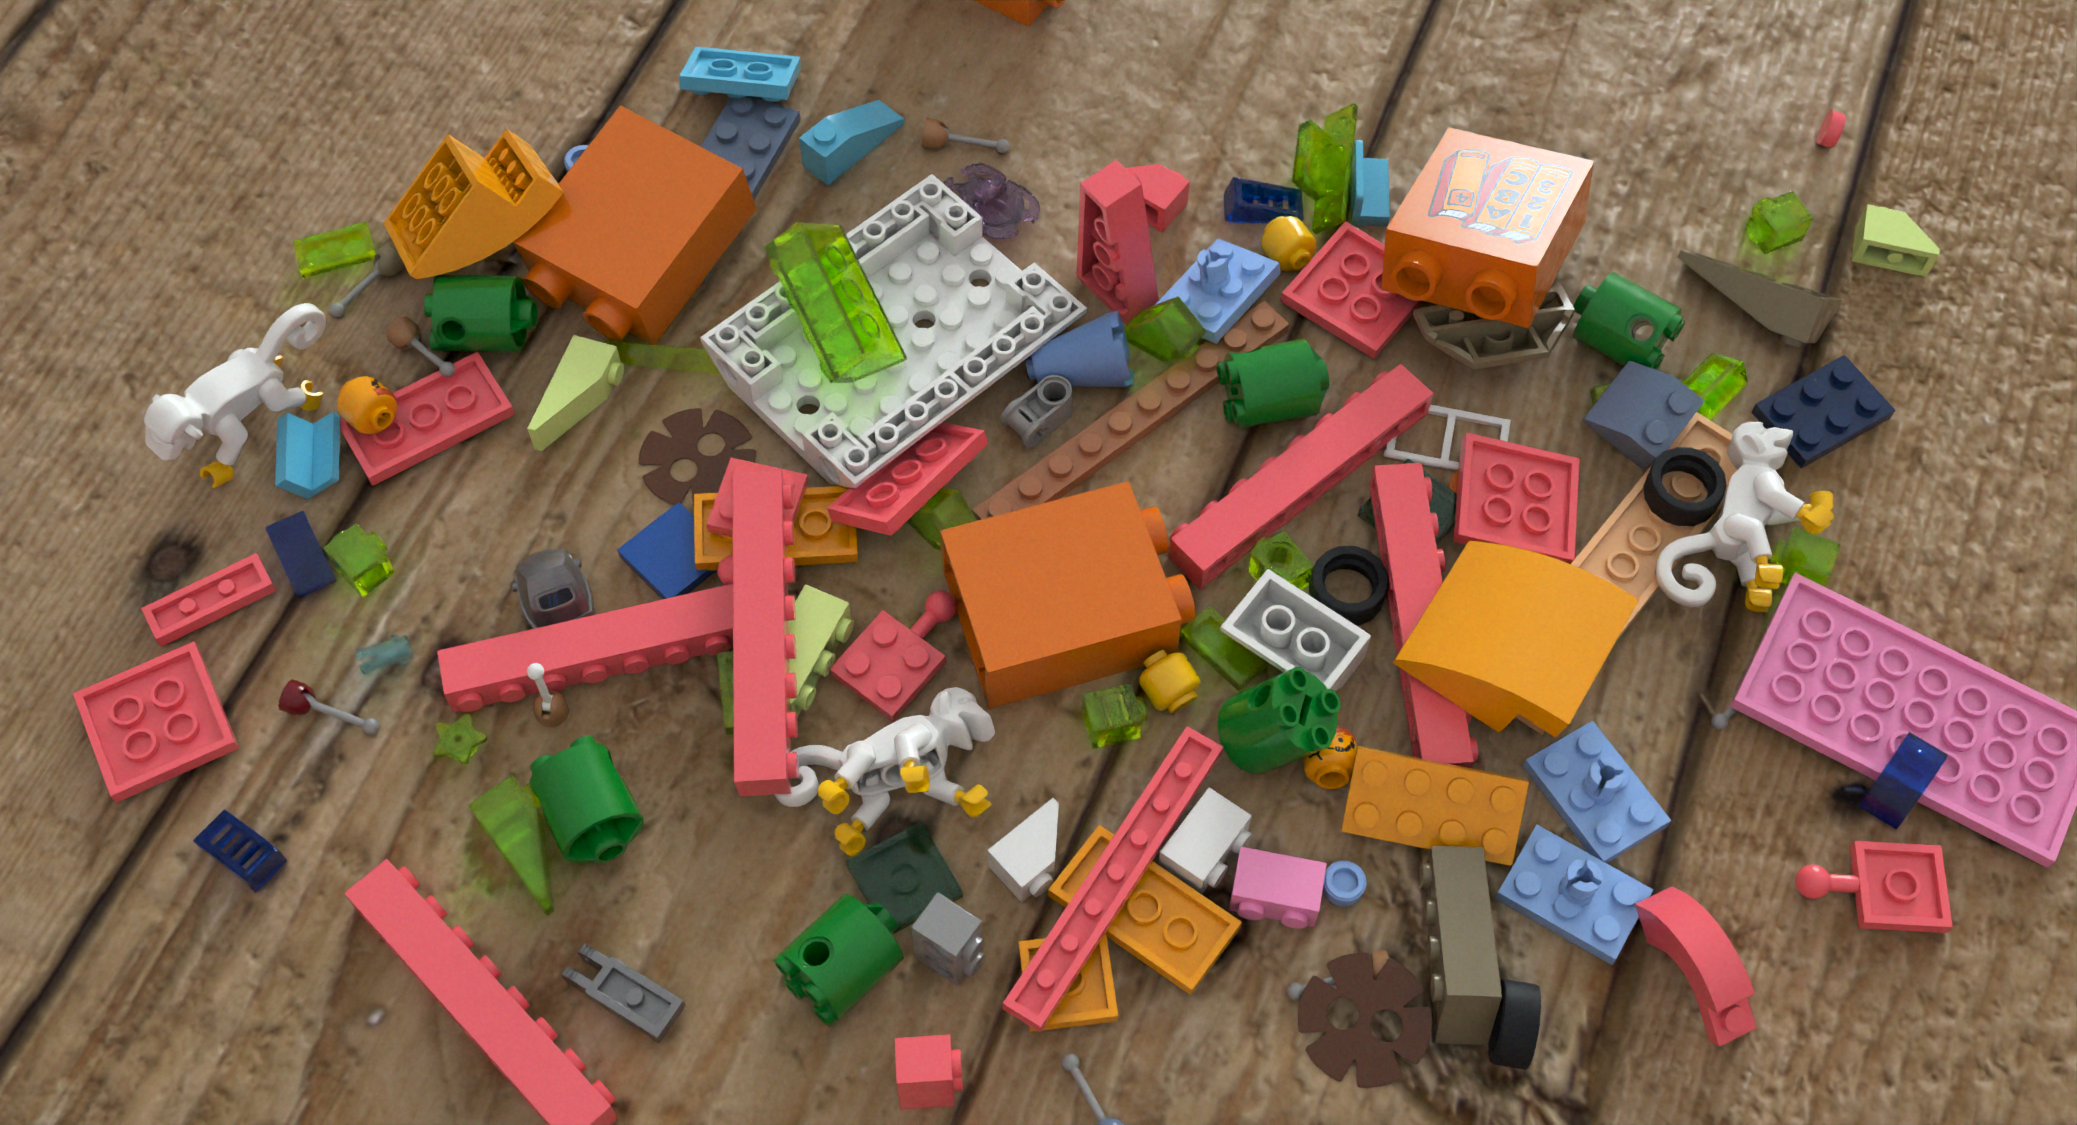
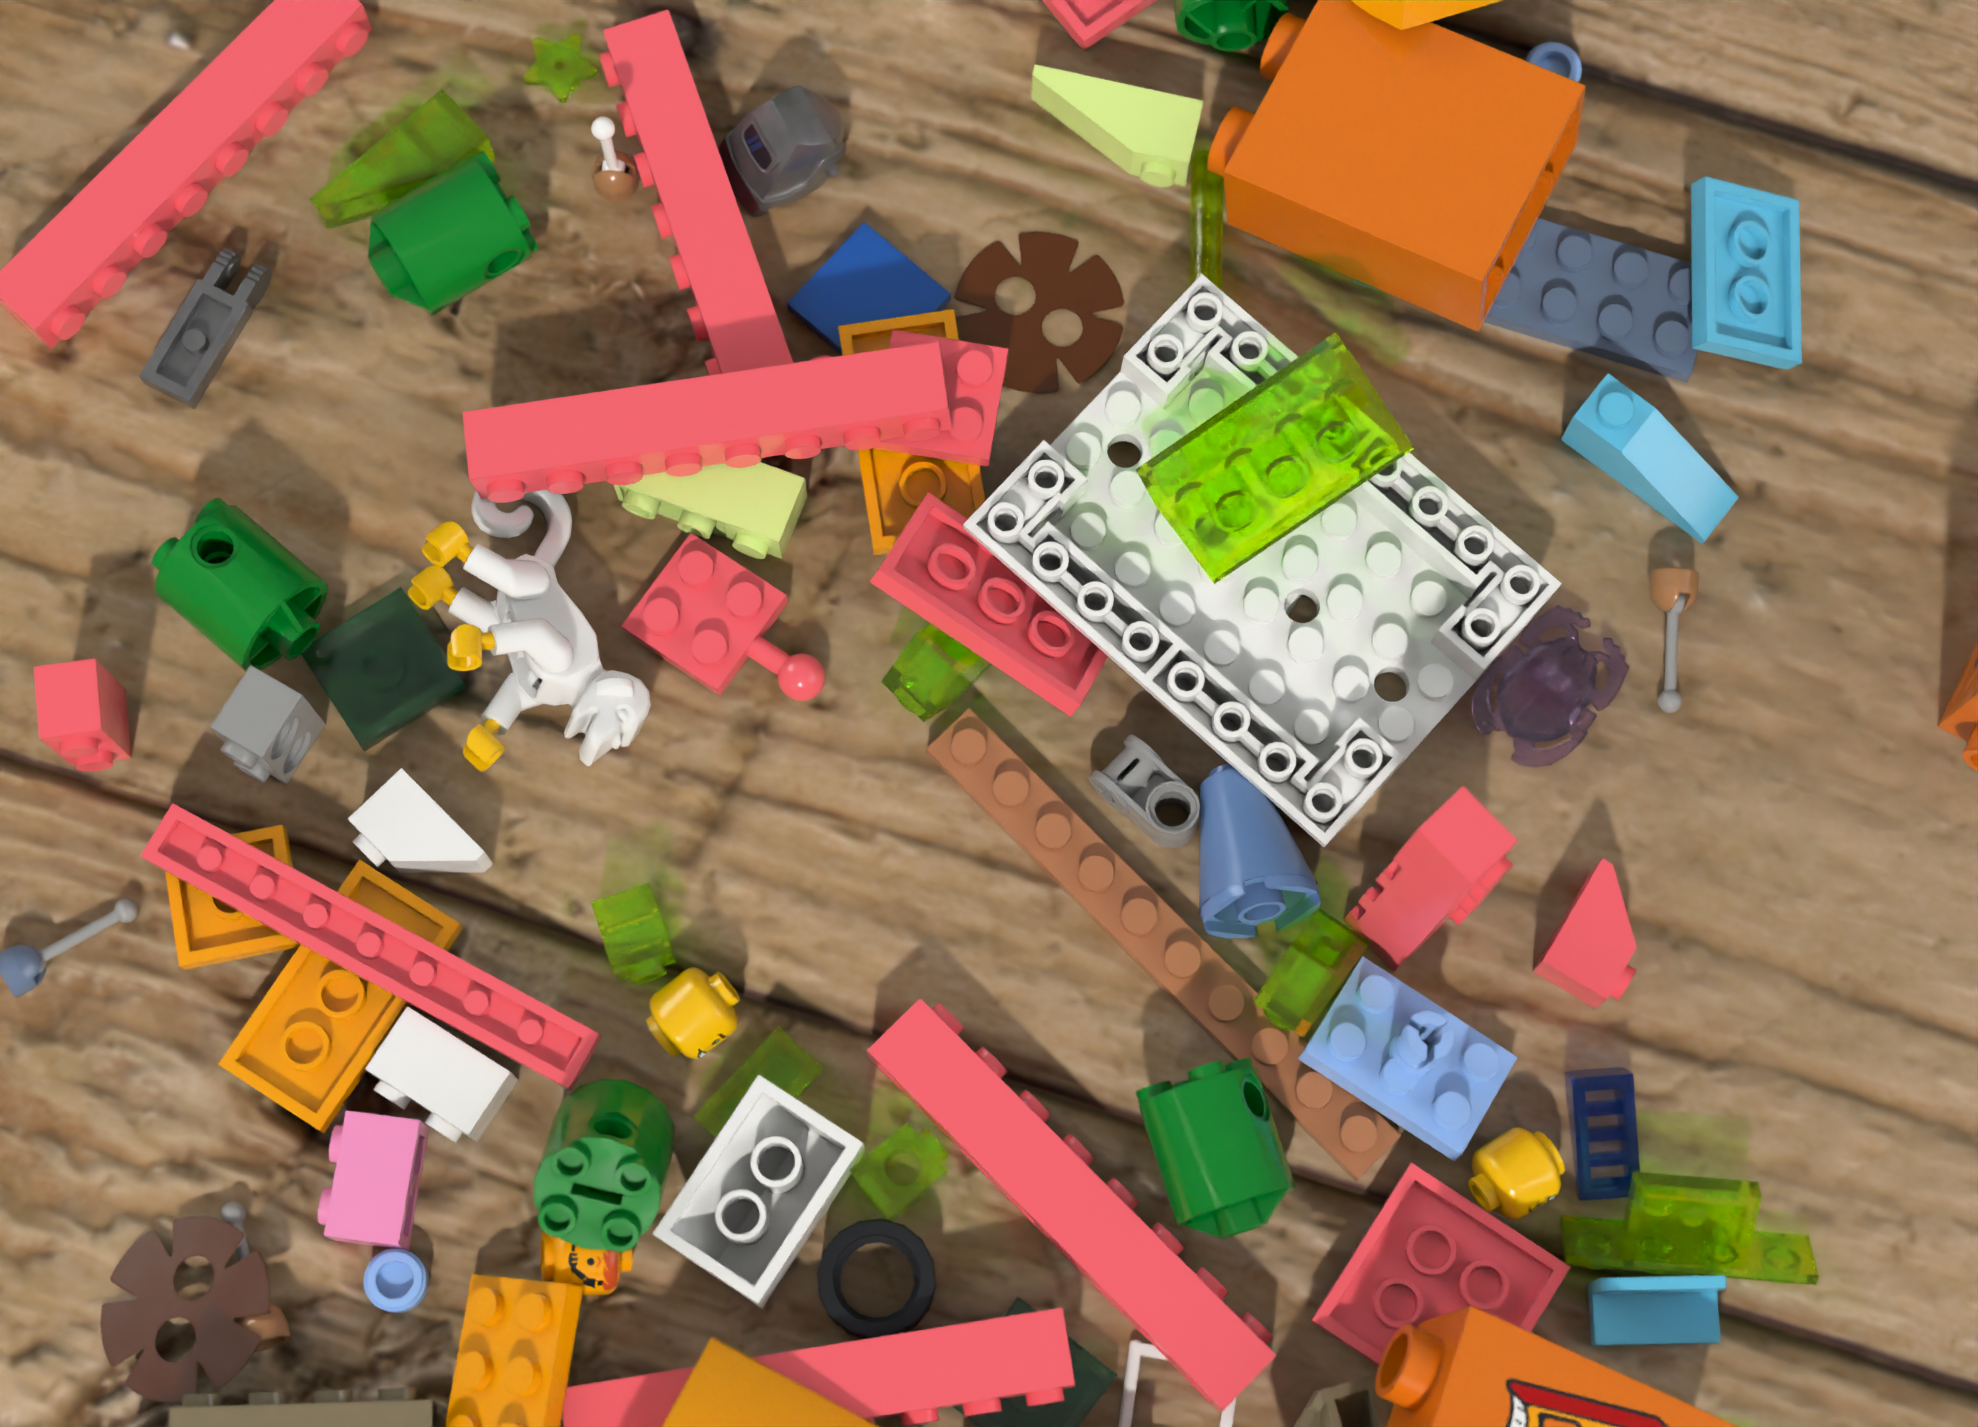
camera: 85 degrees right, 15 degrees up
(1064, 592) = (816, 845): orange brick -> none

